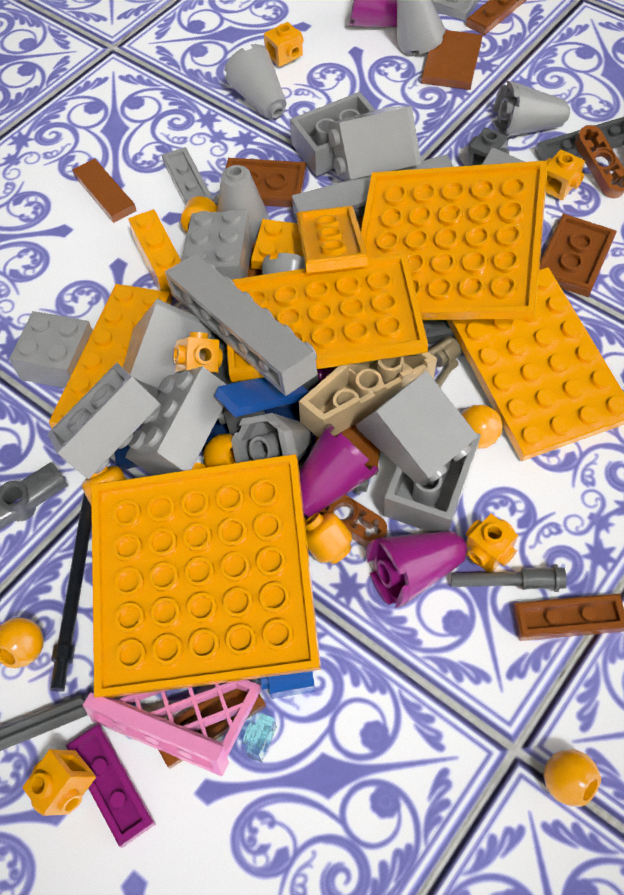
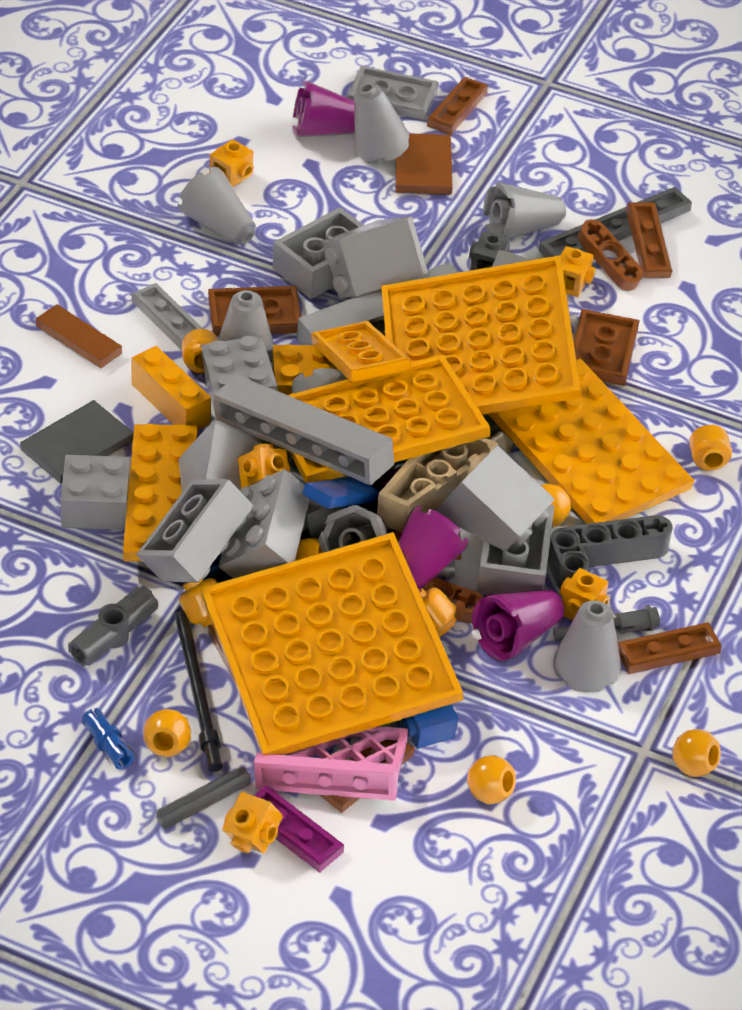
camera: 20 degrees left, 15 degrees down
(66, 290) = (83, 432): none -> dark grey tile
(259, 736) = (418, 768): clear light blue plate -> none
(332, 770) = (491, 779): none -> light orange piece
(479, 618) = (589, 650): none -> light grey cone
(573, 475) = (607, 544): none -> dark grey beam

